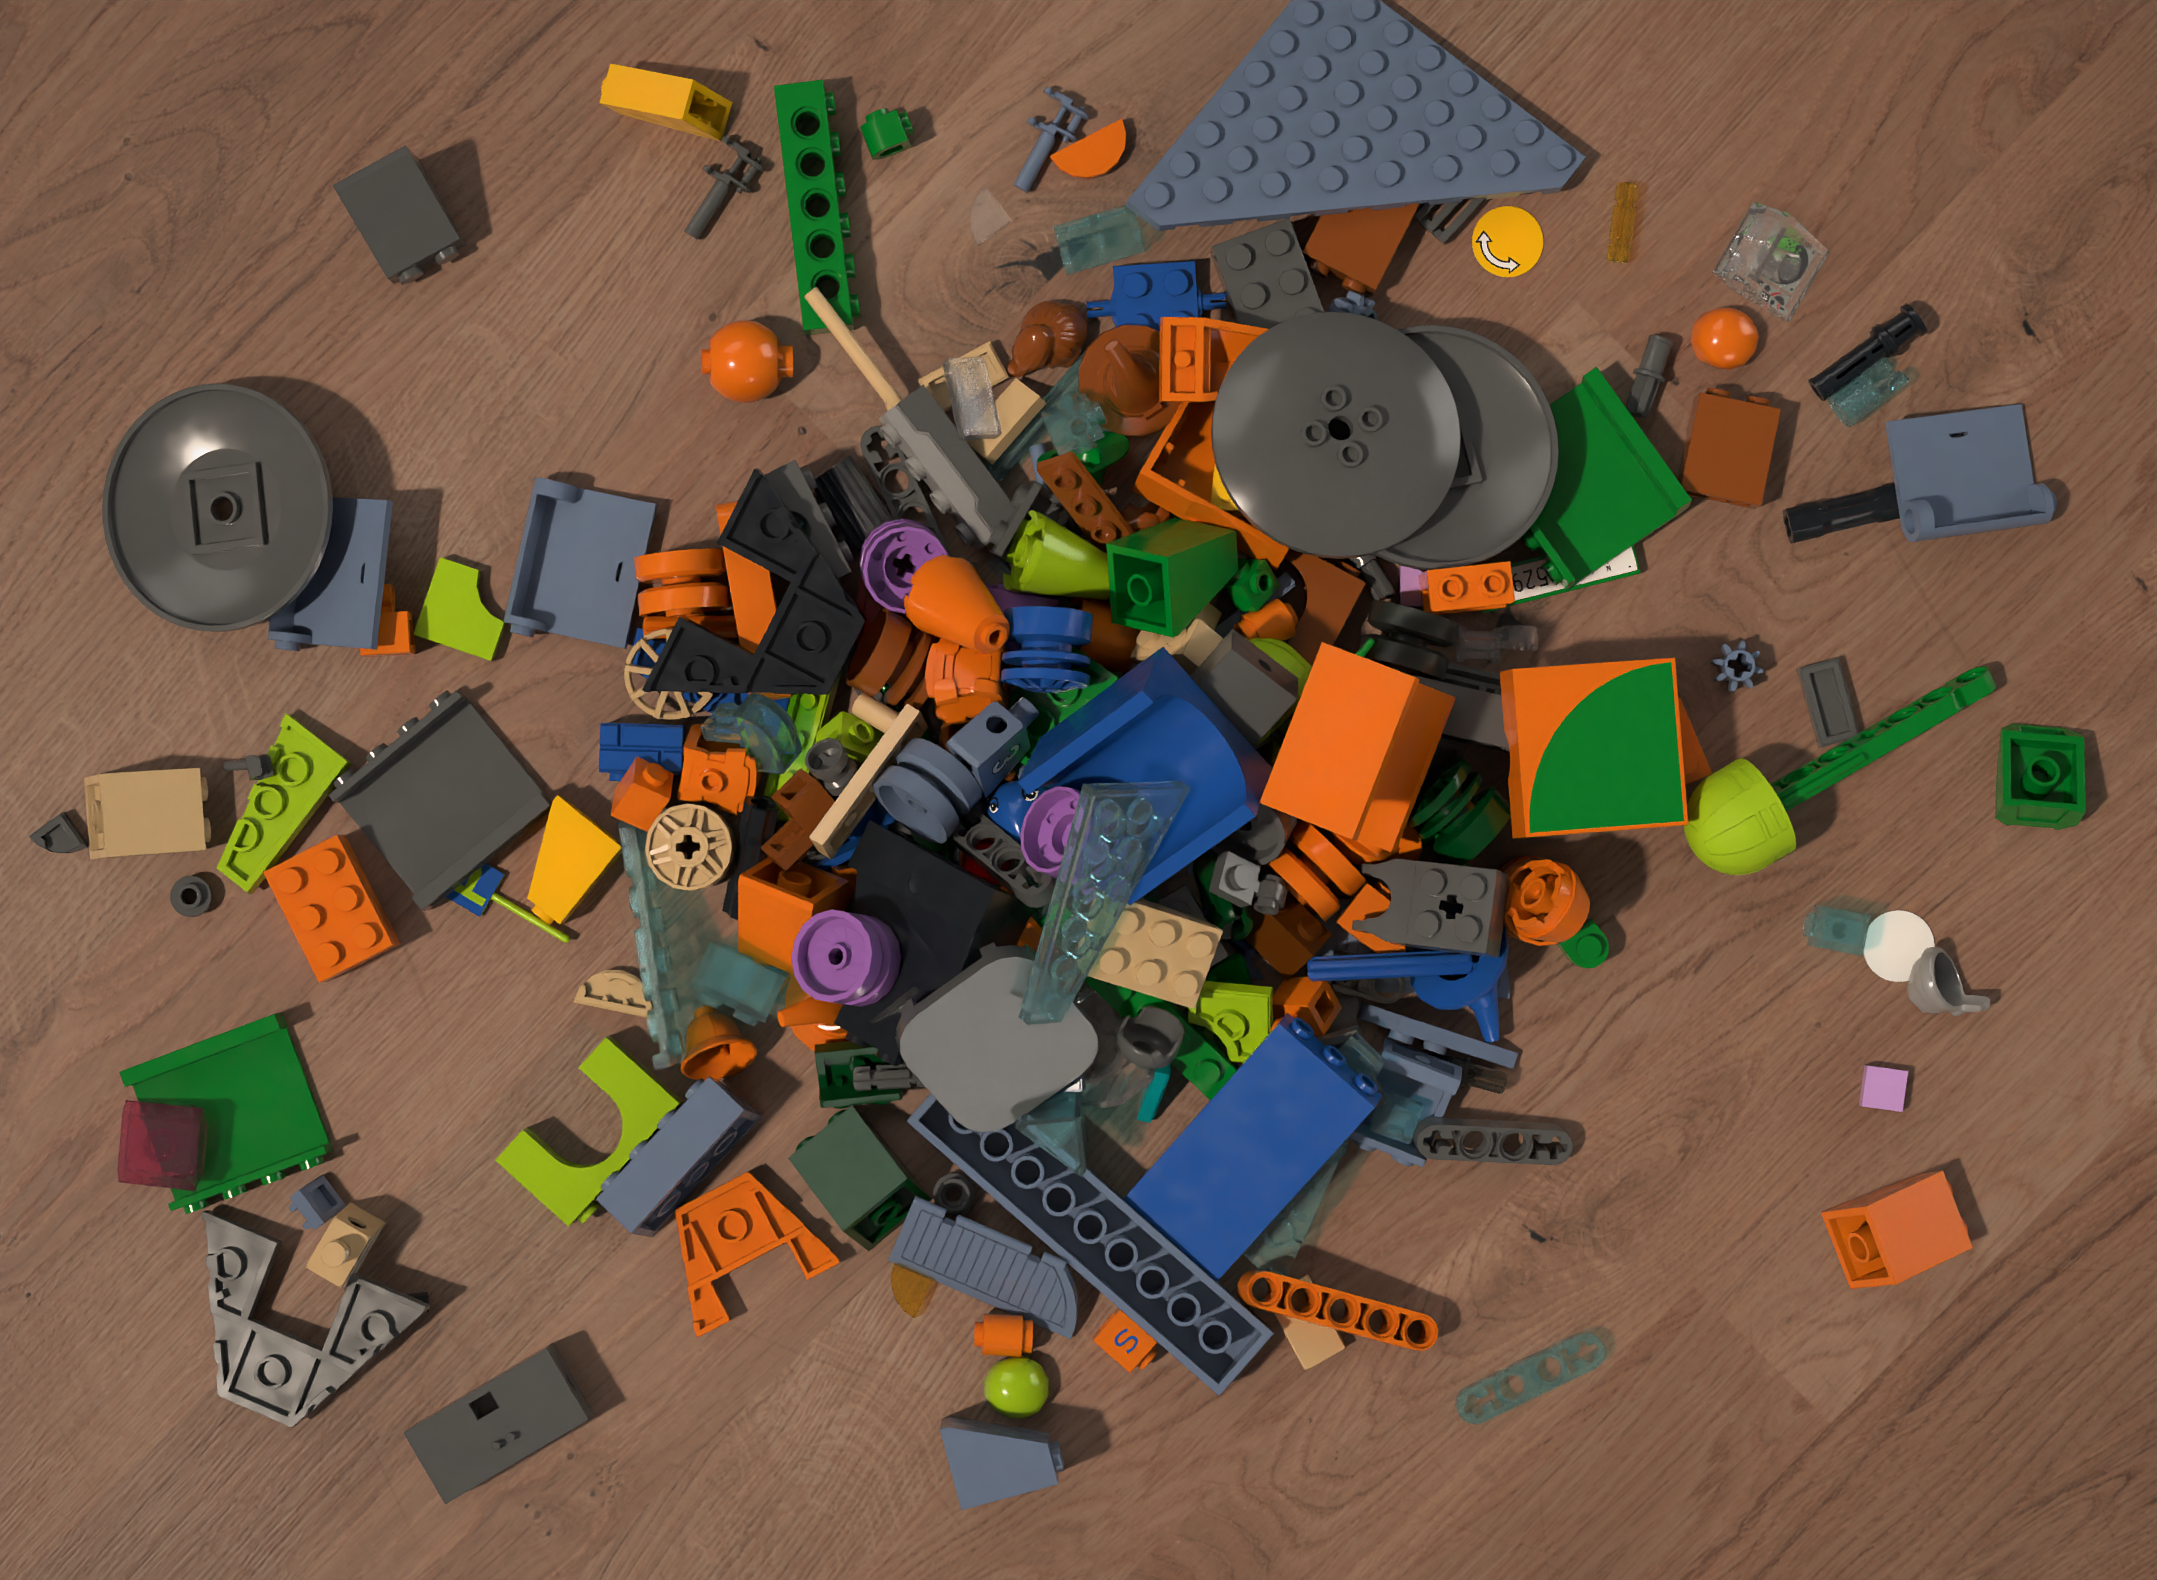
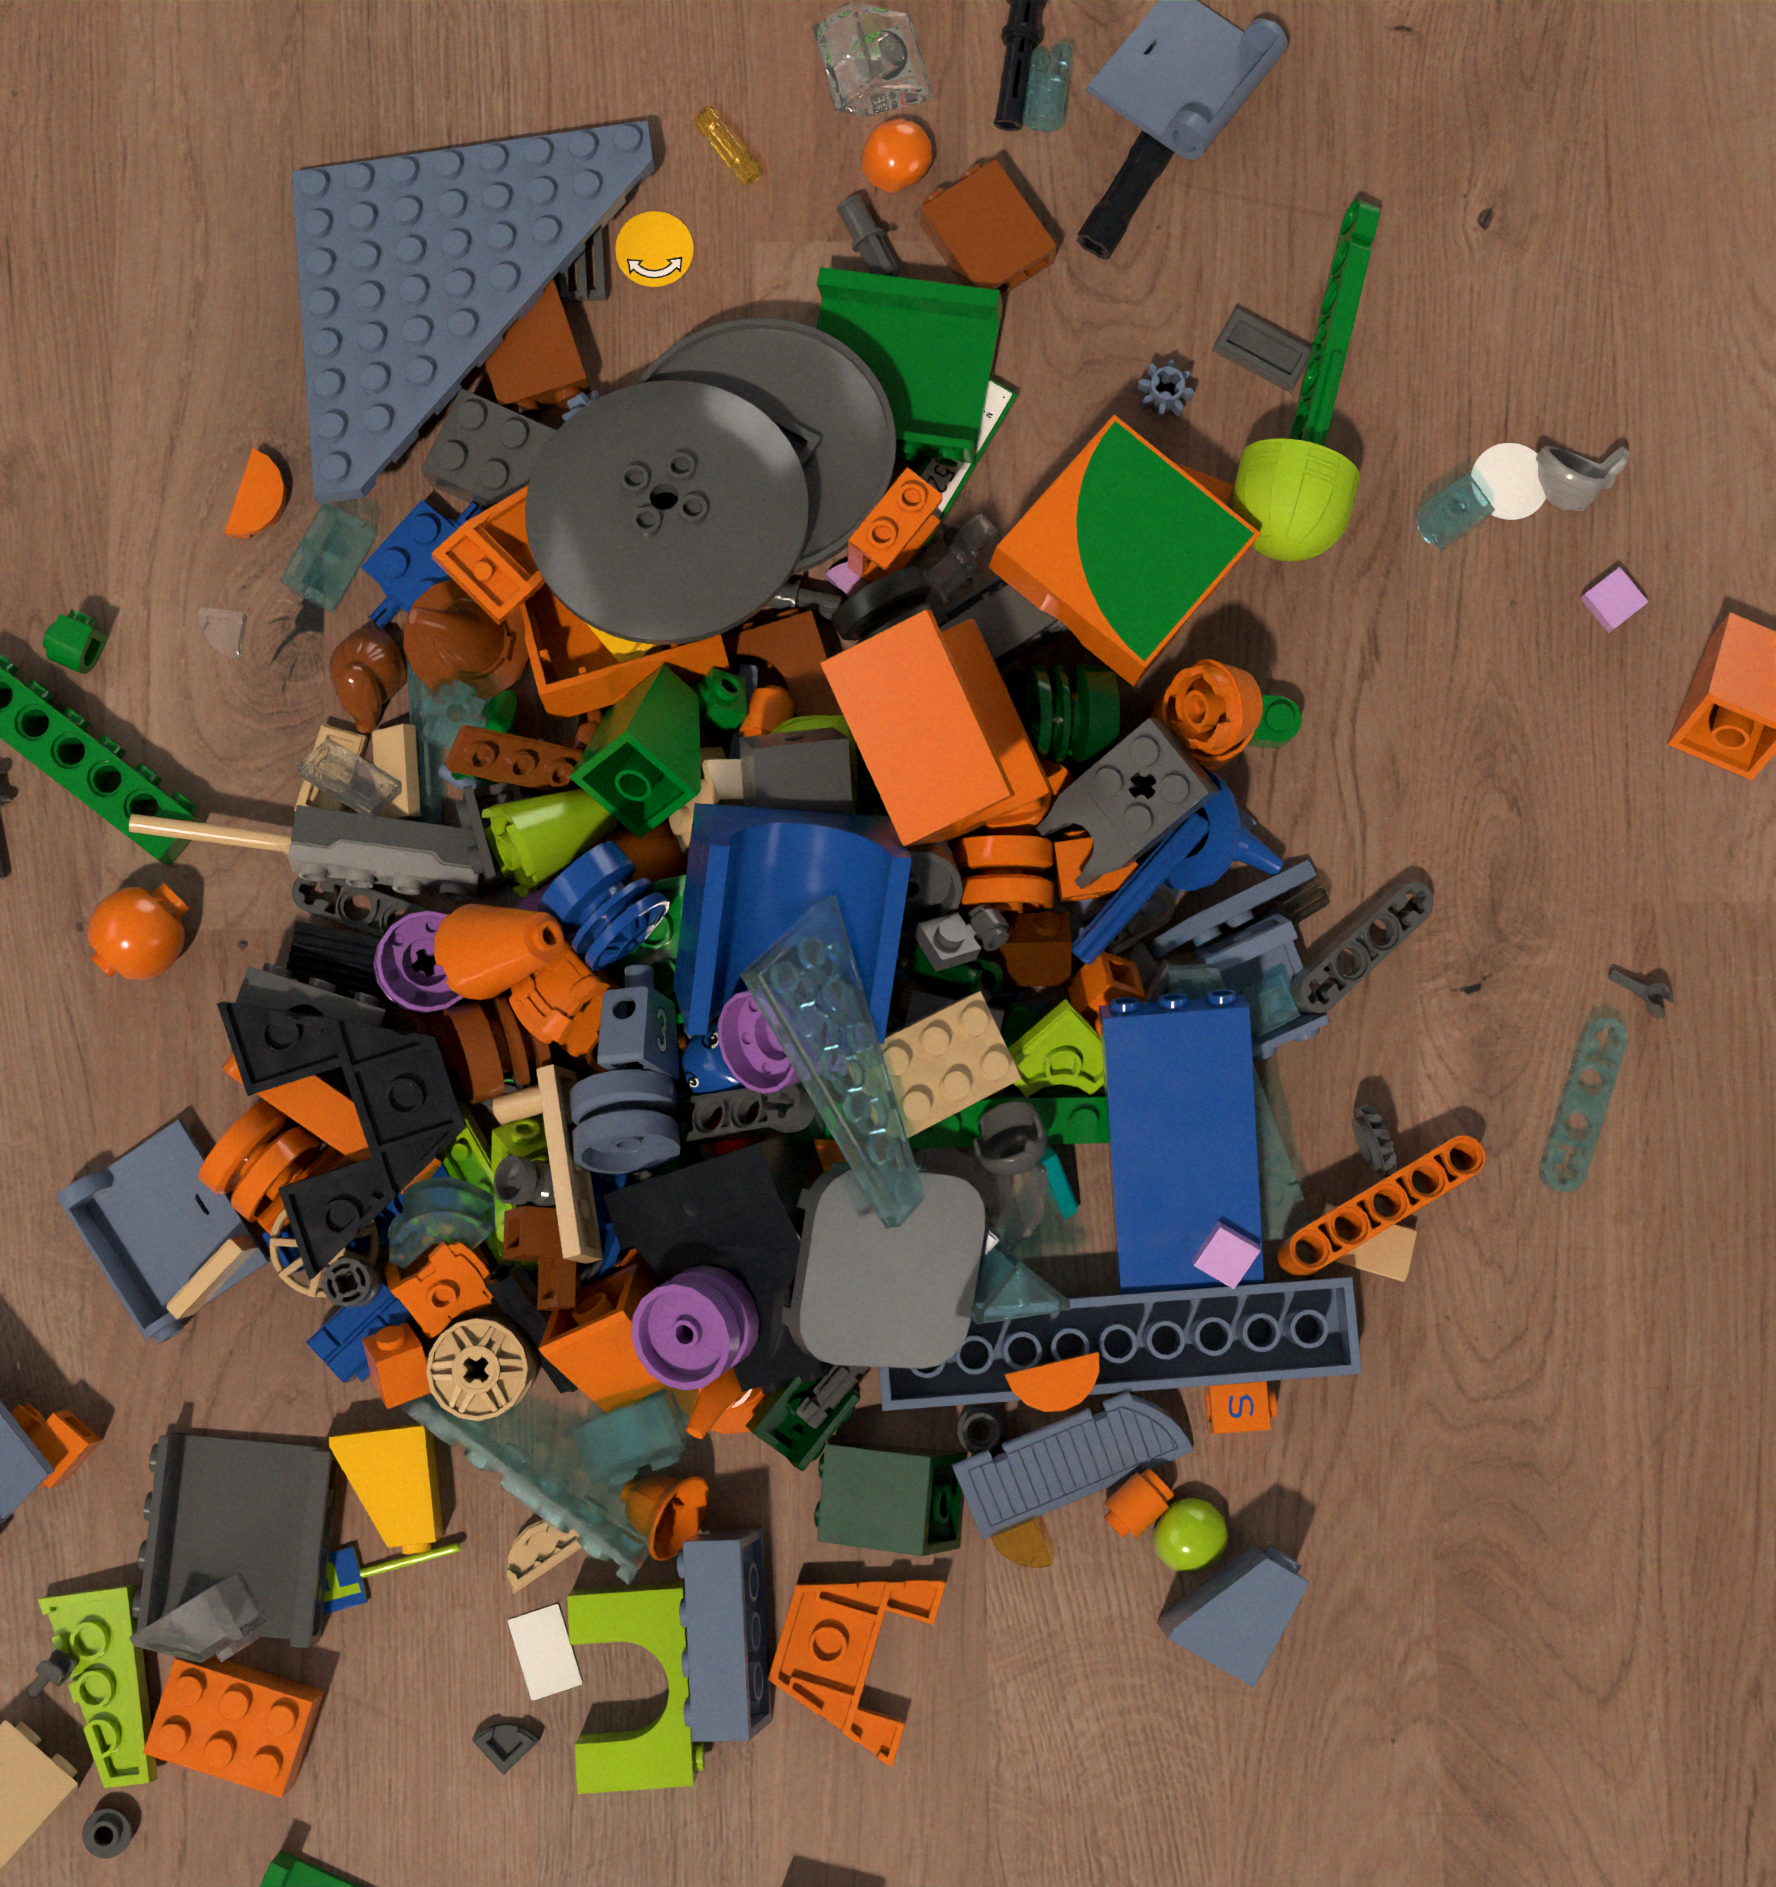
camera: 50 degrees left, 5 degrees down
(376, 835) = (210, 1624): none -> clear slope
(456, 613) = (103, 1373): lime tile -> none
(478, 1086) = (505, 1744): none -> dark grey tile
(556, 1056) = (544, 1652): none -> white sticker
(583, 624) = (211, 1276): none -> tan tile
(668, 723) = (361, 1286): none -> dark grey wheel
(1027, 1212) = (1057, 1383): none -> orange tile
(1047, 138) = (208, 520): sand blue piece -> none
(1210, 1241) = (1226, 1255): none -> lavender tile
(1375, 1267) = (1374, 1141): none -> dark grey gear
(1641, 1352) = (1648, 993): none -> dark grey hand
(2040, 777) = (1485, 242): green slope -> none

